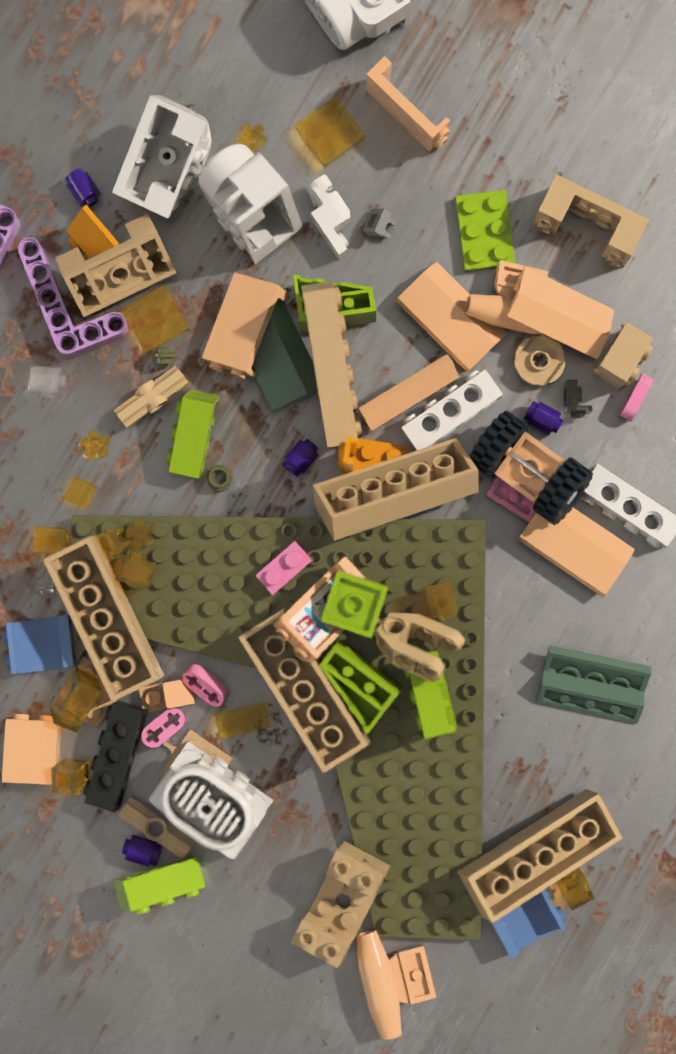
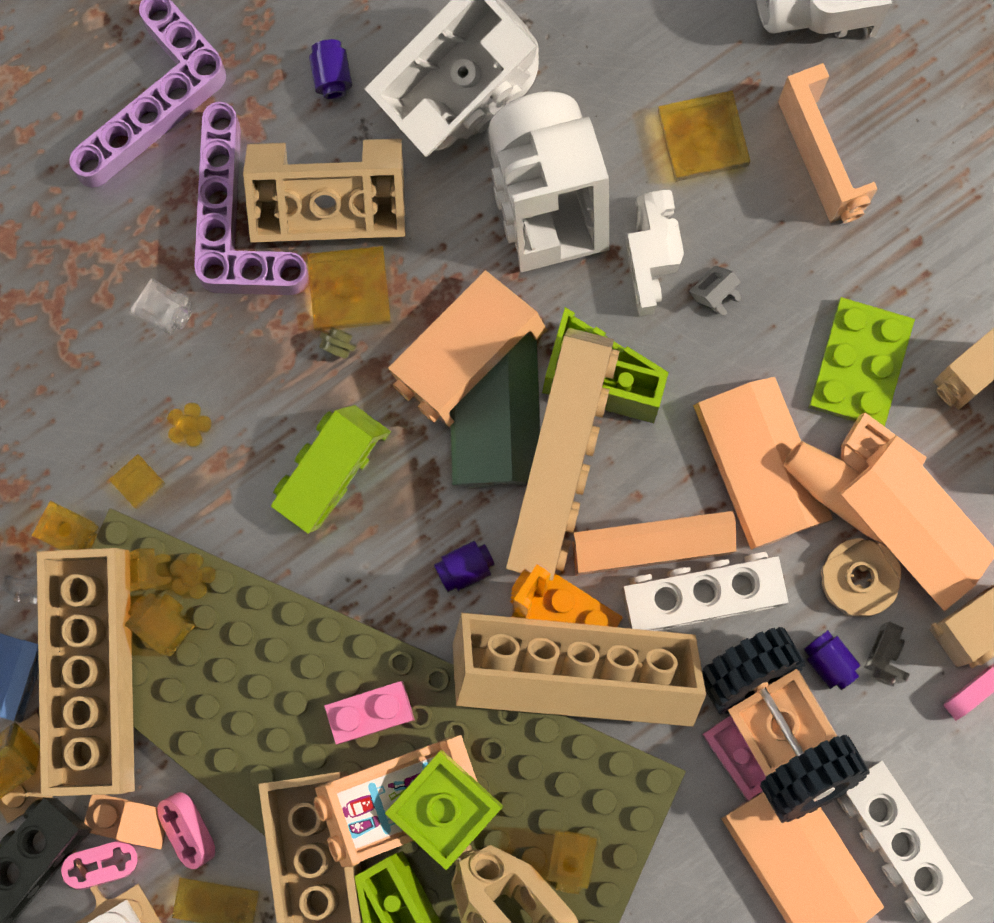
camera: 25 degrees right, 5 degrees down
(89, 234) = (309, 132): light orange slope -> none
(151, 396) = (294, 392): tan piece -> none
(219, 469) = (332, 535): olive plate -> none
(252, 136) = (593, 98): clear yellow plant -> none

